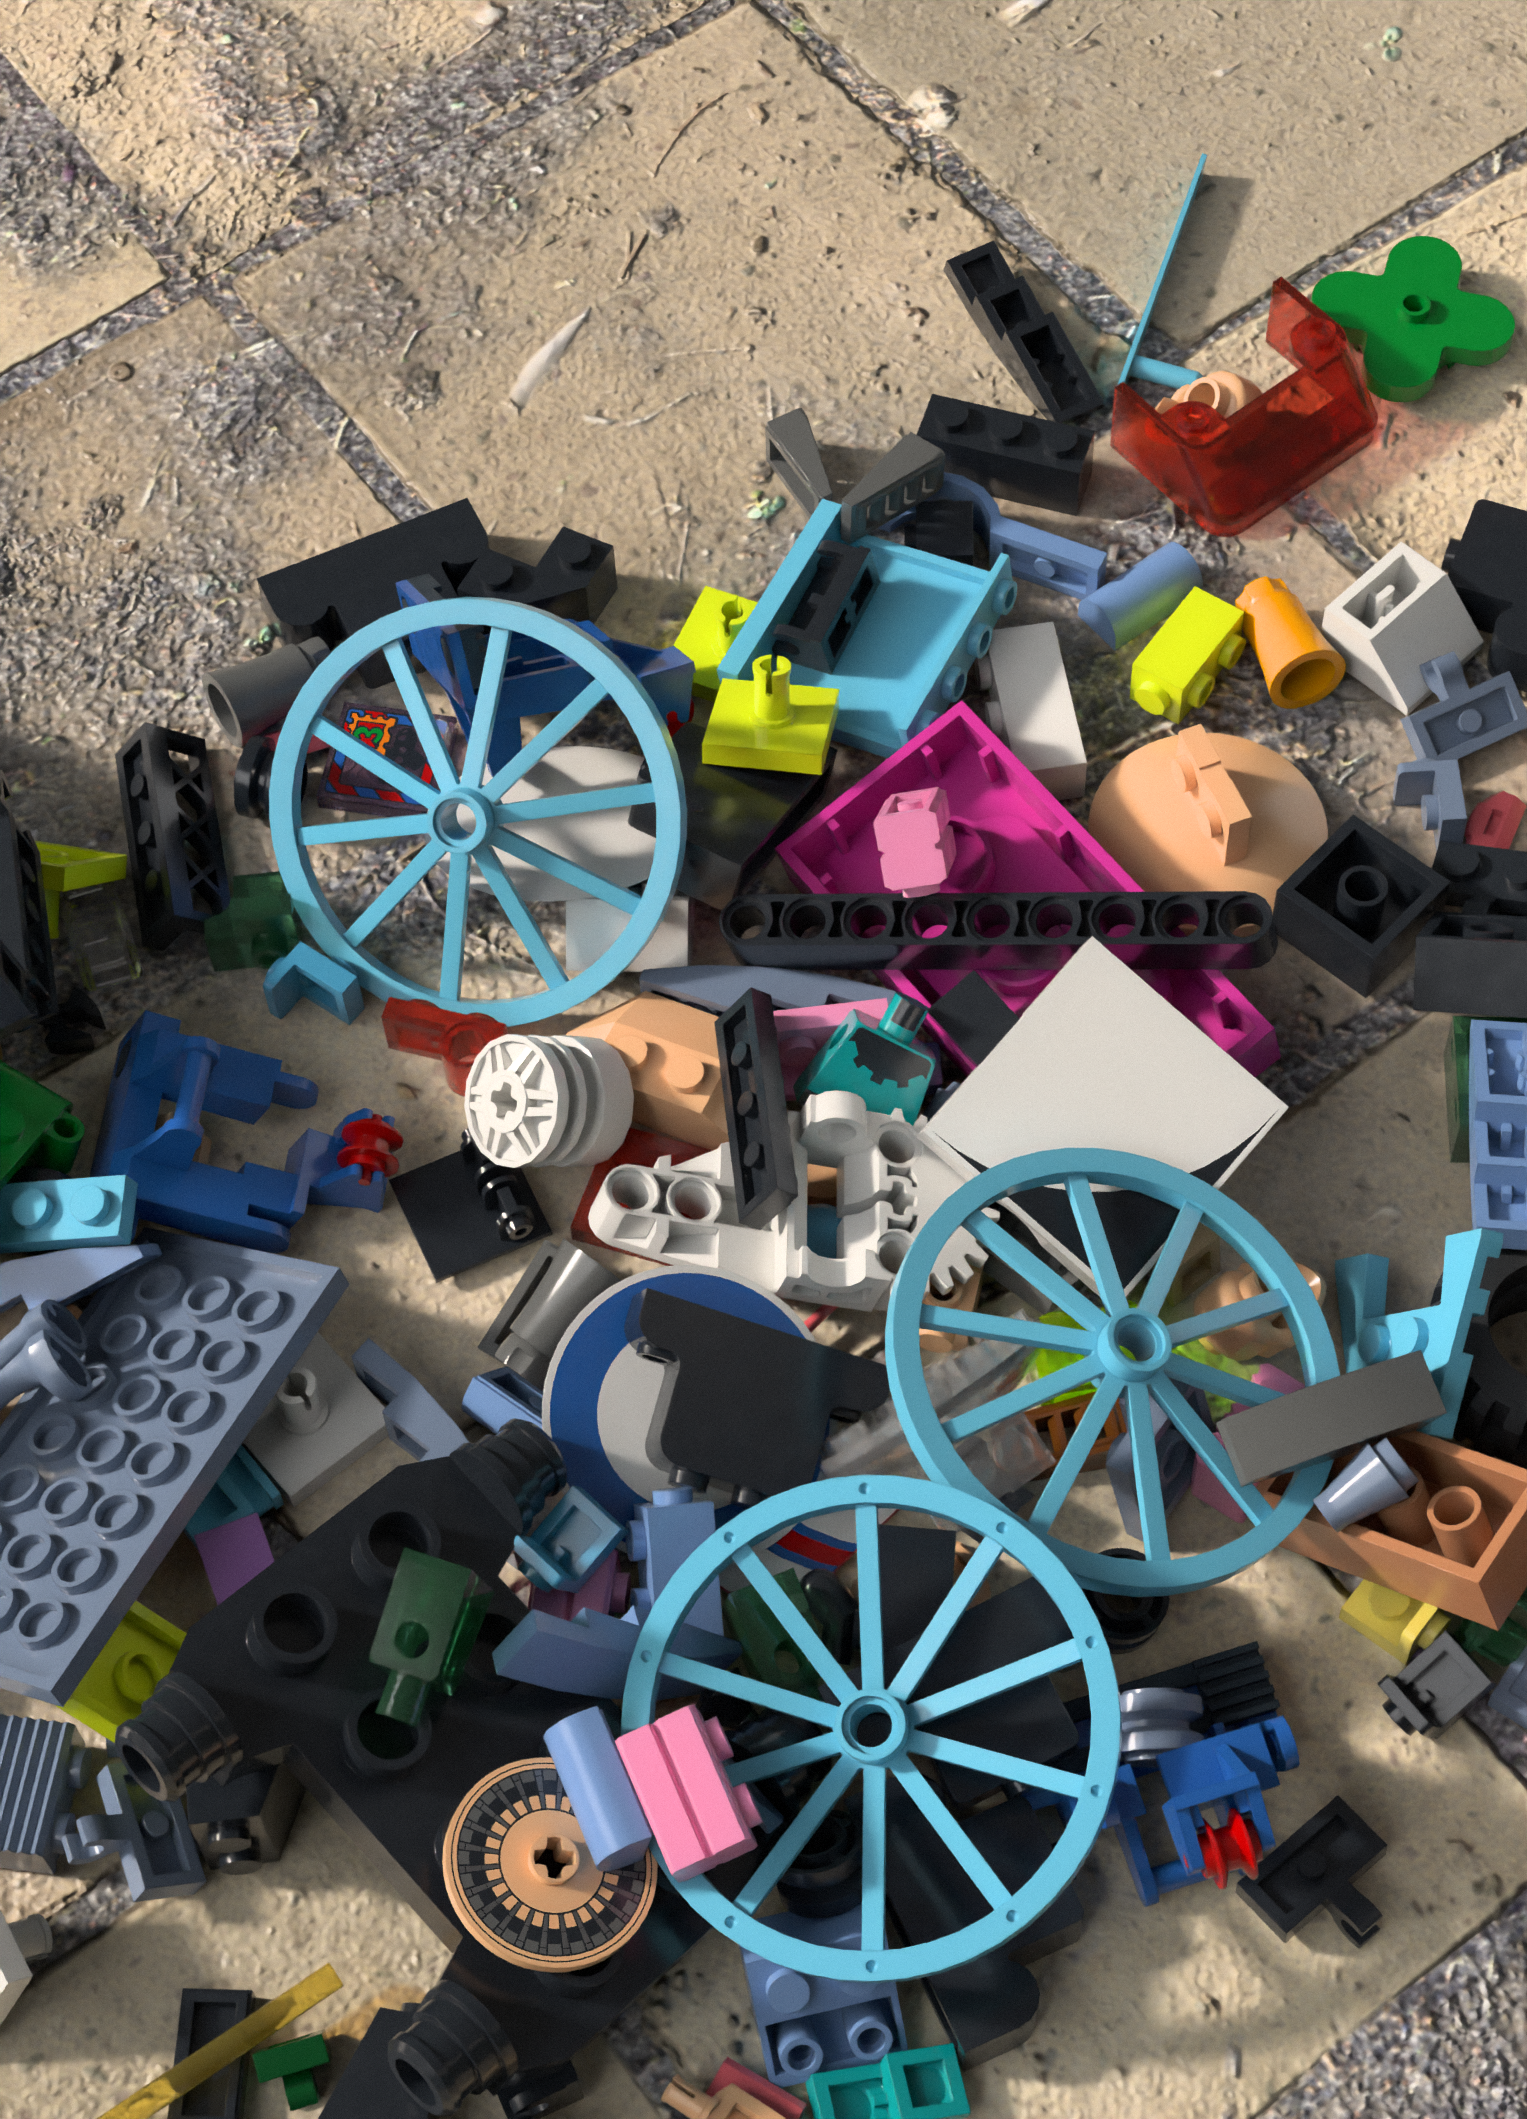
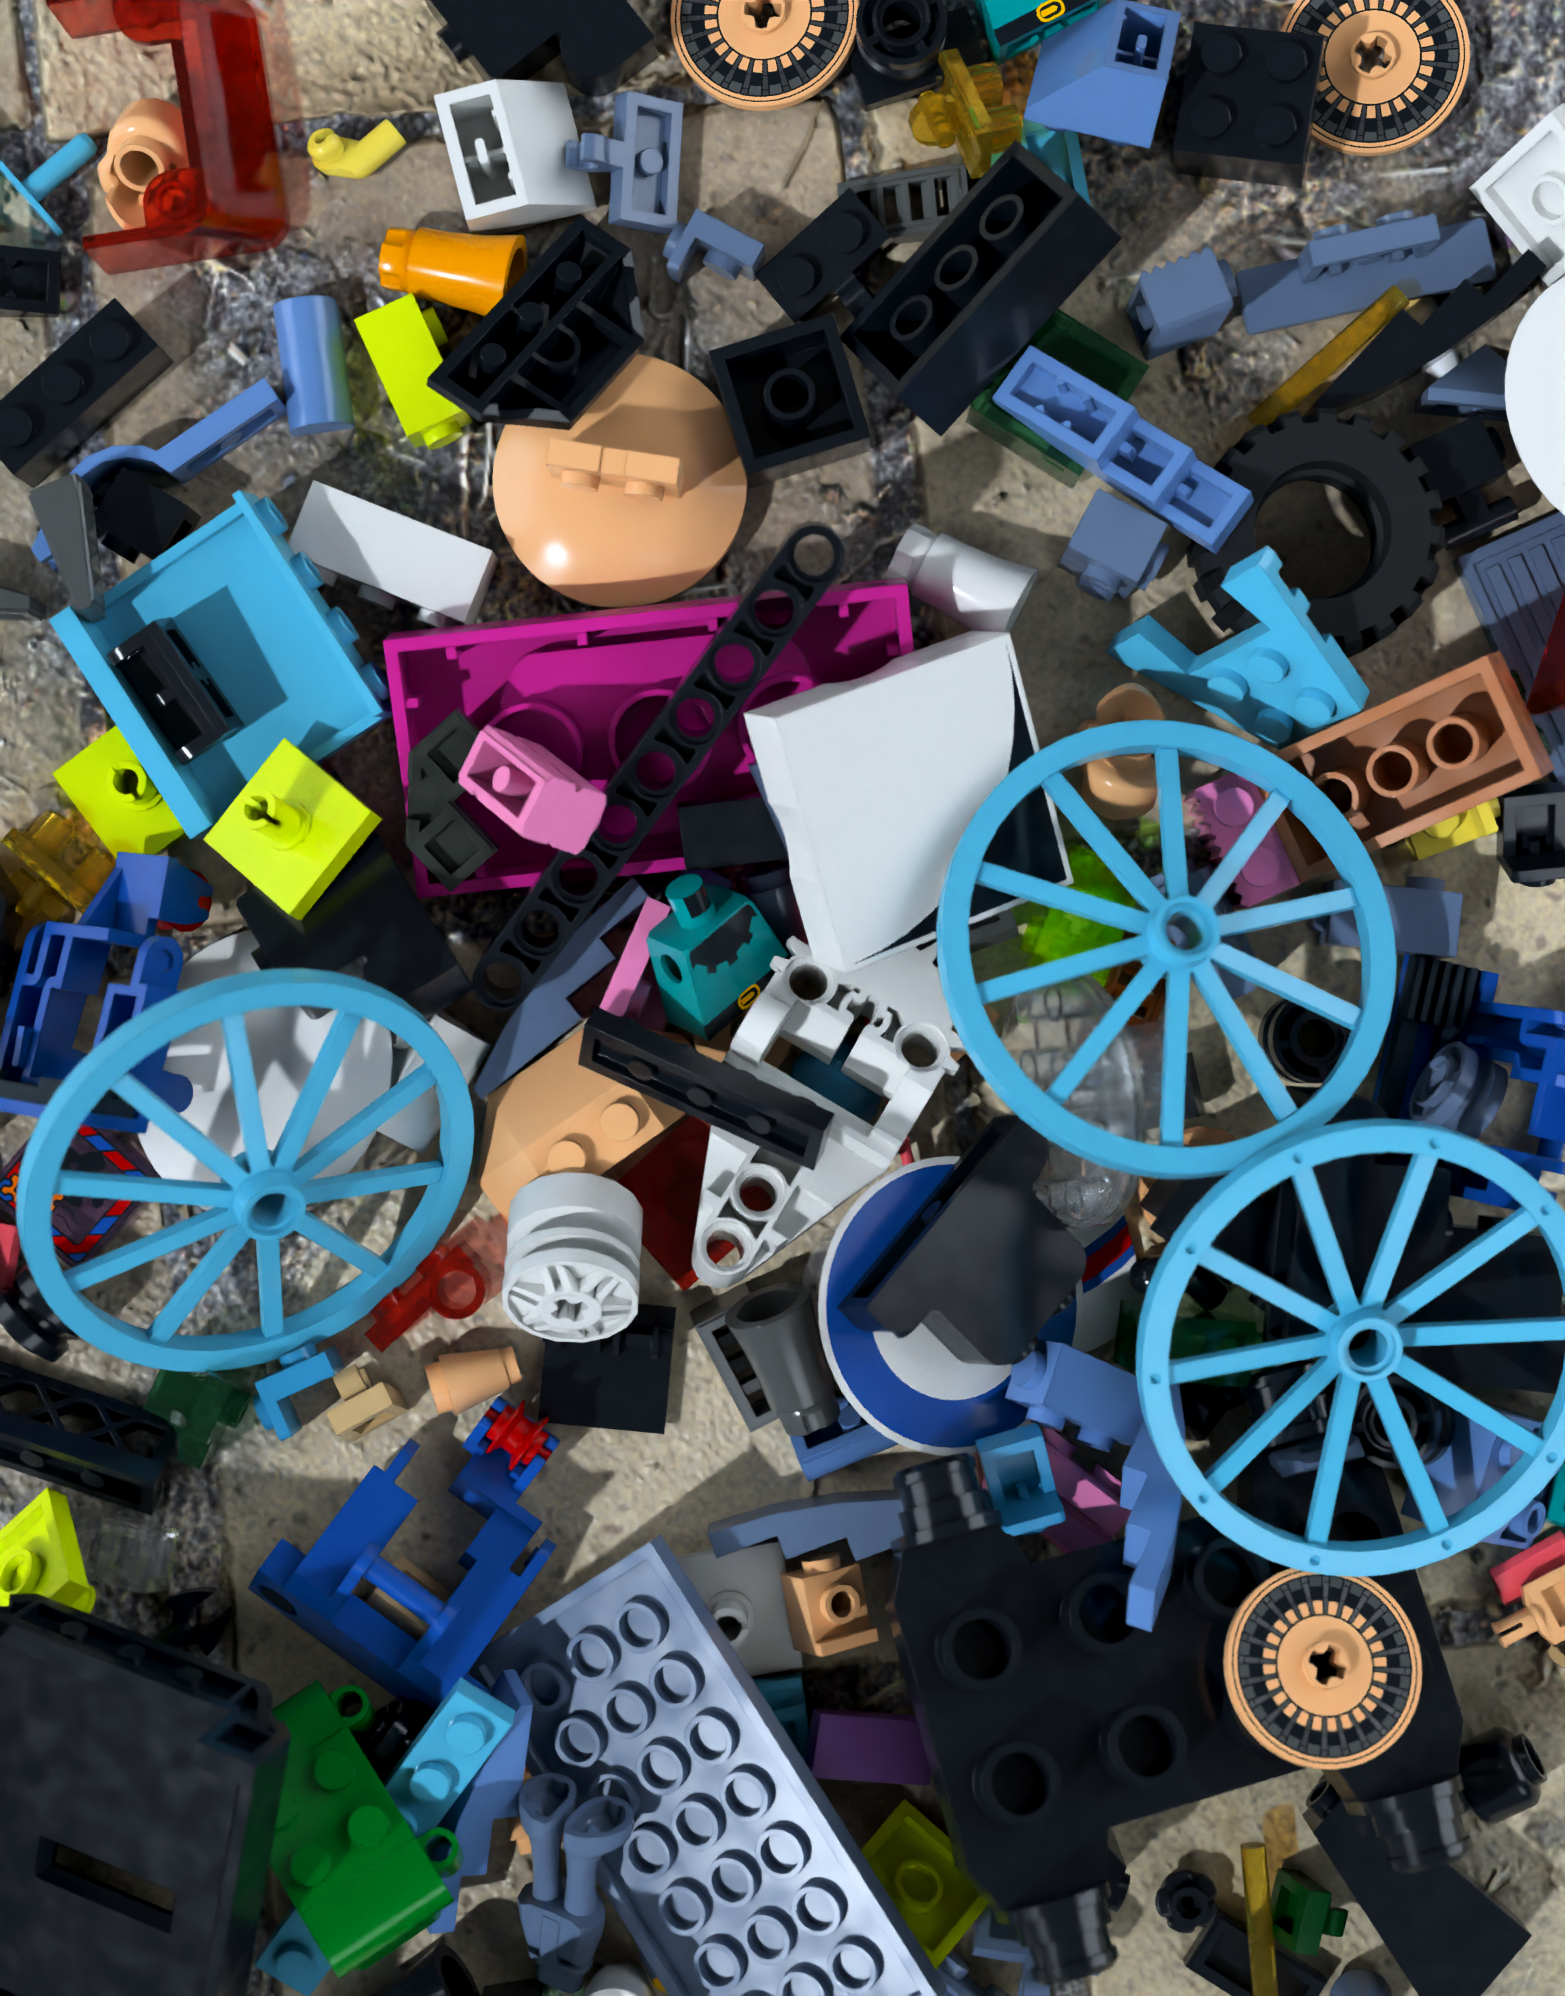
camera: 65 degrees left, 30 degrees up
(261, 1967) = (1175, 1888): none -> black plate
(325, 1041) = (365, 1404): none -> tan tile
(335, 1479) = (809, 1610): none -> light nougat brick
(393, 1095) = (471, 1378): none -> light nougat cone
(433, 1604) = (1096, 1678): clear green torso -> none
(599, 1789) = (1297, 1603): medium blue brick -> none
(639, 606) = (41, 850): none -> clear yellow hips
(688, 1791) = (1347, 1533): bright pink brick -> none
(842, 822) = (437, 824): none -> pearl dark grey tile
(1279, 706) = (550, 337): none -> black wedge
(1279, 1612) = (1421, 915): none -> sand blue brick
(1315, 1132) = (962, 580): none -> white plant
(1319, 544) = (354, 157): none -> light yellow arm
(1331, 1418) = (1318, 792): dark grey slope -> none
(1366, 1485) = (1387, 798): sand blue cone -> none
(1421, 1192) = (1114, 548): none -> sand blue brick
(1495, 821) = (761, 211): coral piece -> none

